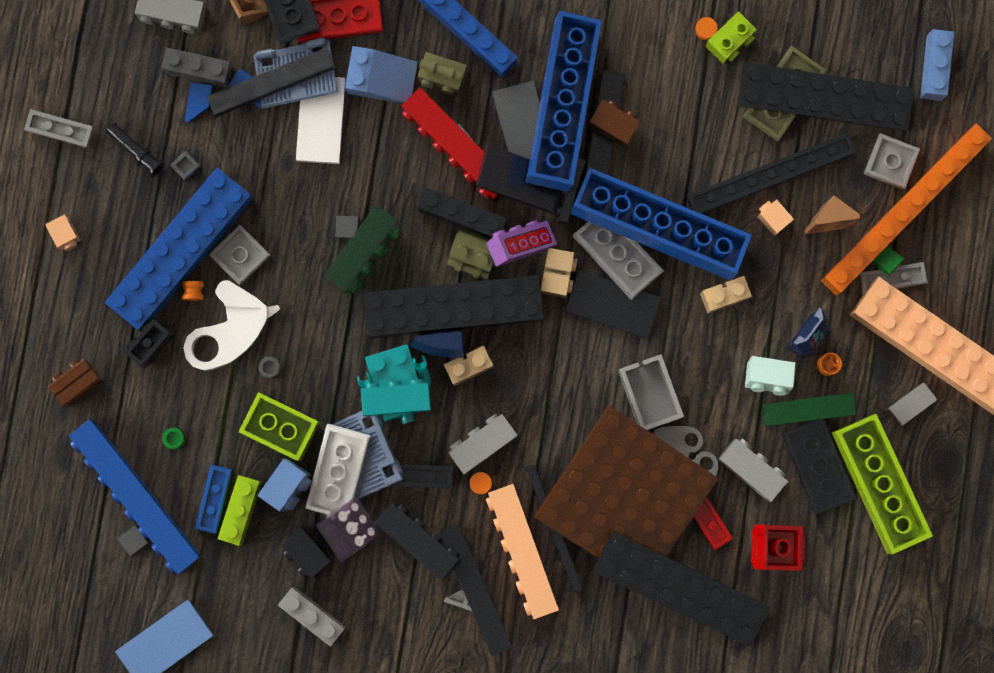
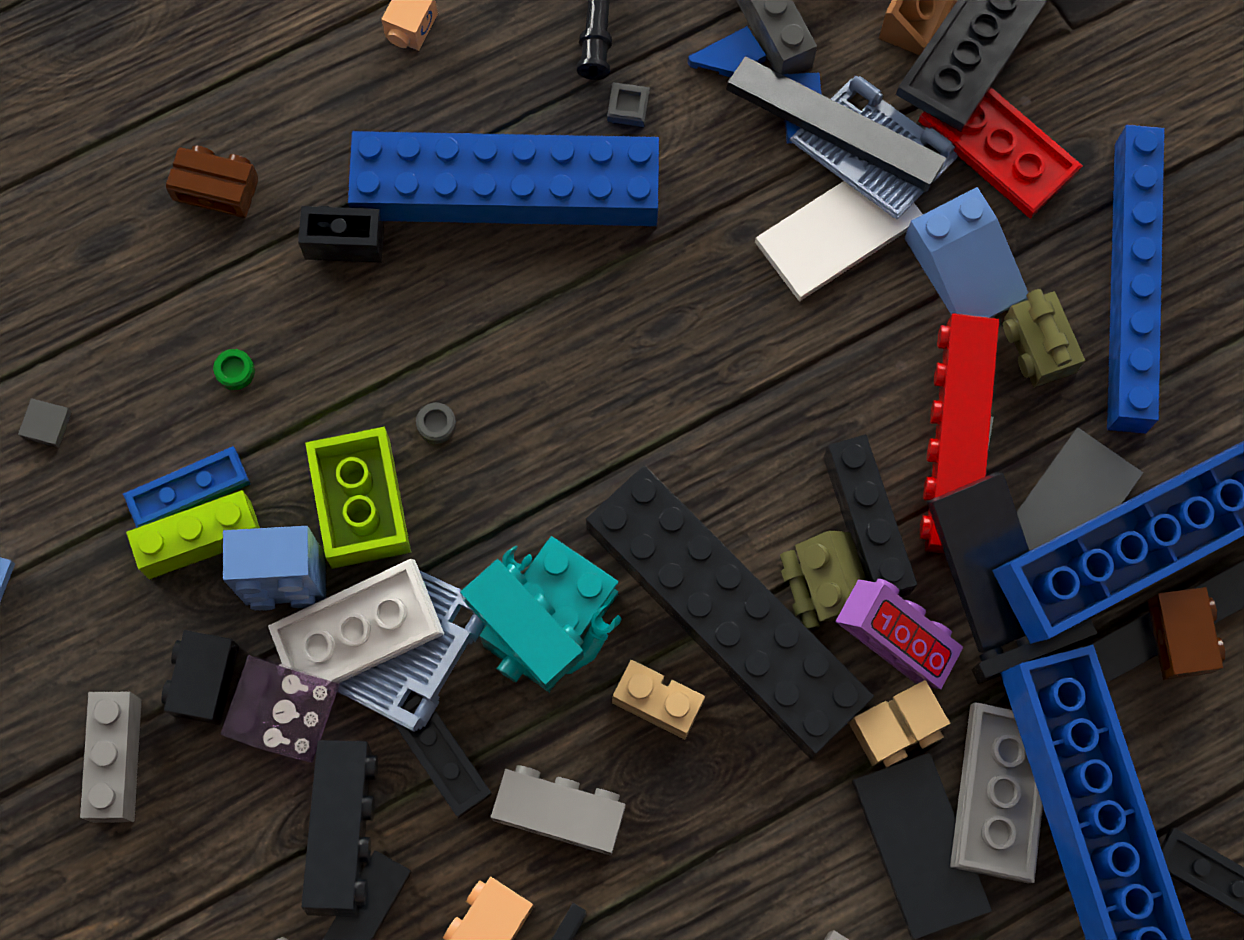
camera: 50 degrees right, 10 degrees down
(135, 497) = (108, 380): blue brick -> none
(192, 290) = (462, 238): orange wheel -> none
(239, 255) = (563, 265): light grey tile -> none
(245, 322) = (446, 342): white animal -> none
(346, 226) = (719, 376): dark grey tile -> none
(362, 251) = (703, 419): clear green brick -> none
(441, 344) = (658, 633): dark blue slope -> none
(480, 483) = (498, 855): orange tile -> none

